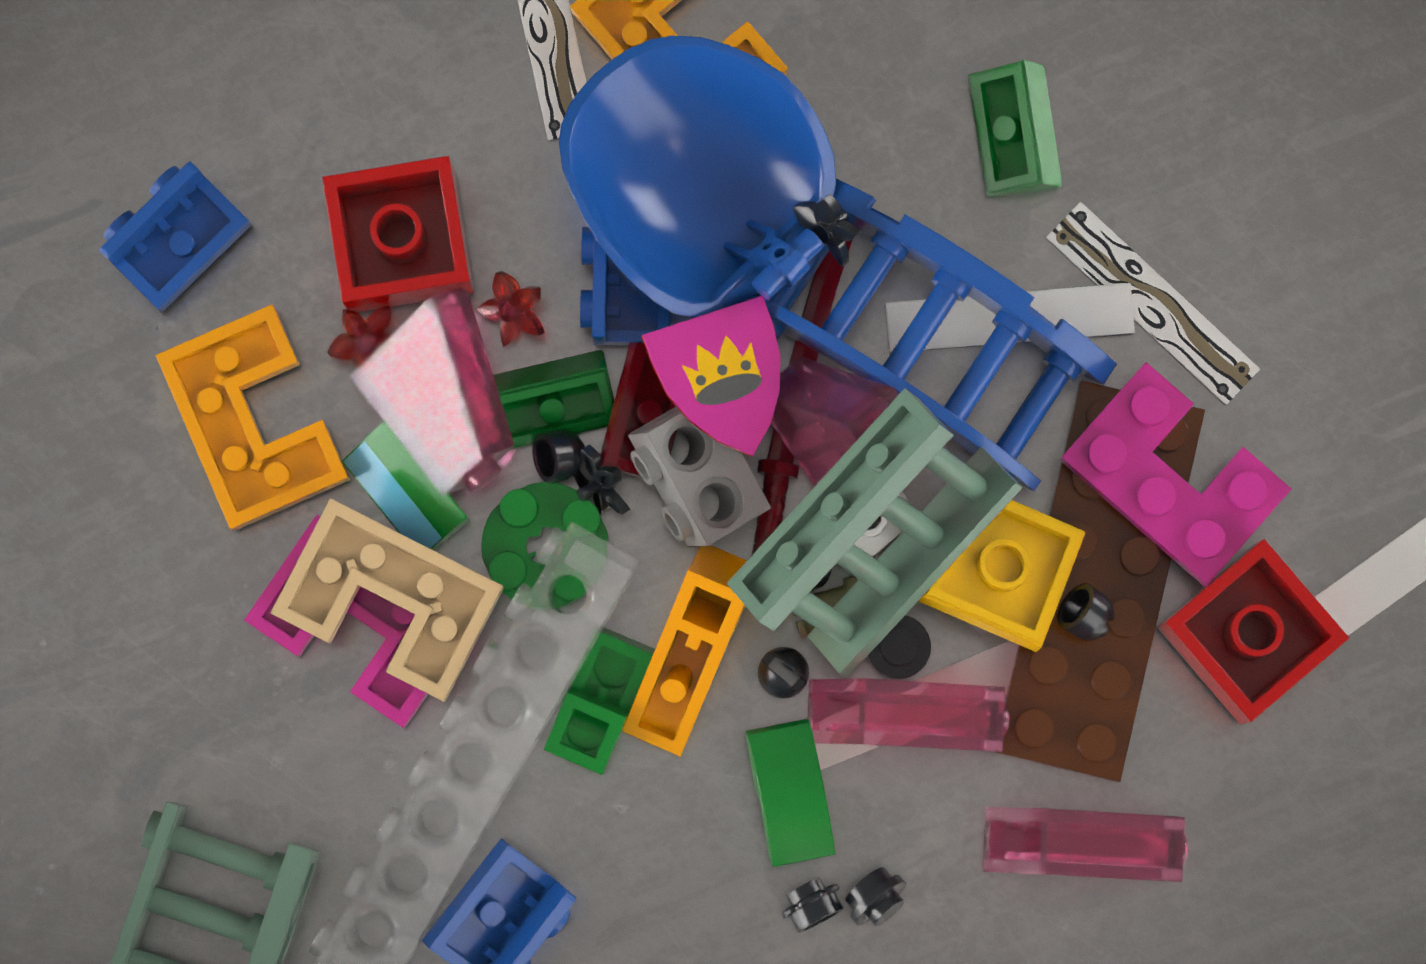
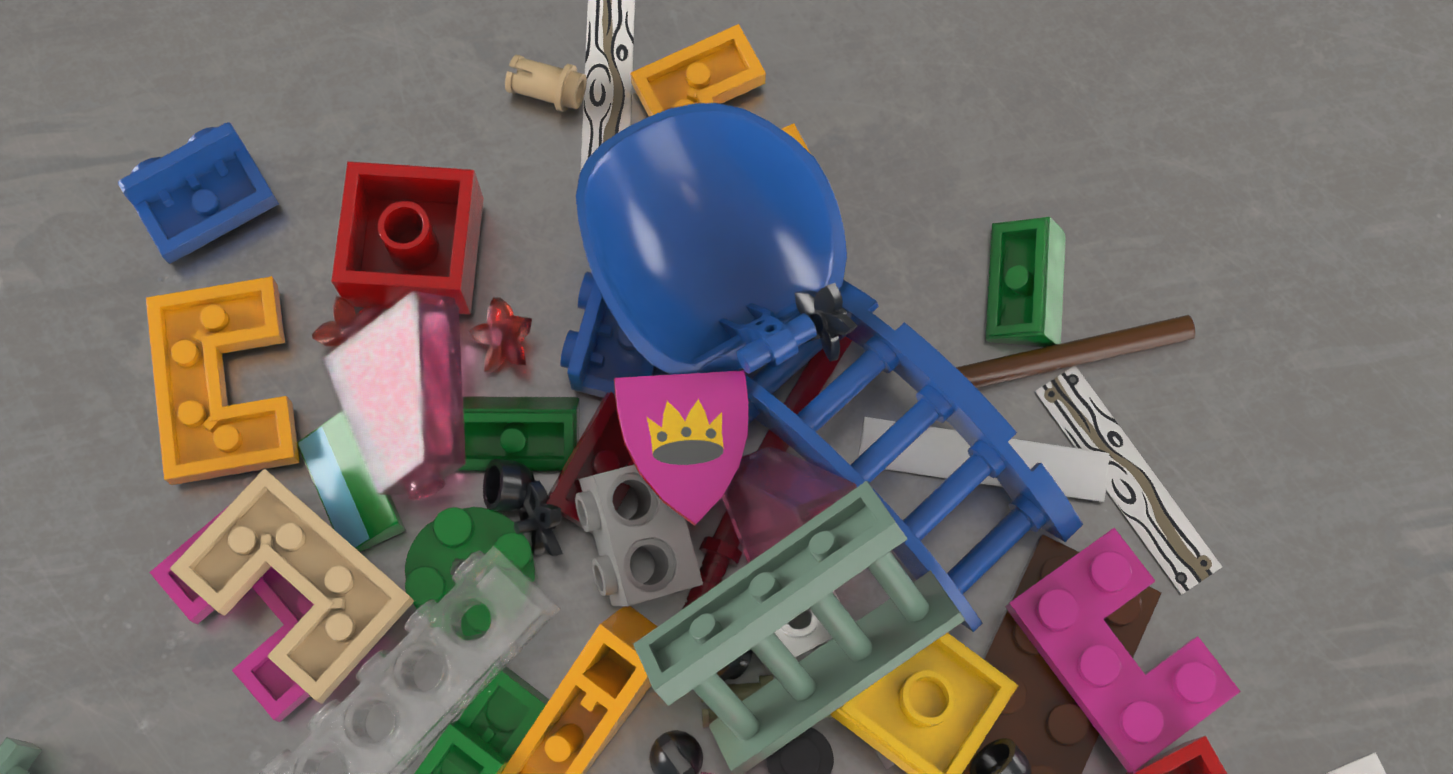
camera: 10 degrees right, 10 degrees down
(489, 33) = (546, 82): none -> tan pin
(1075, 191) = (1079, 351): none -> reddish brown bar

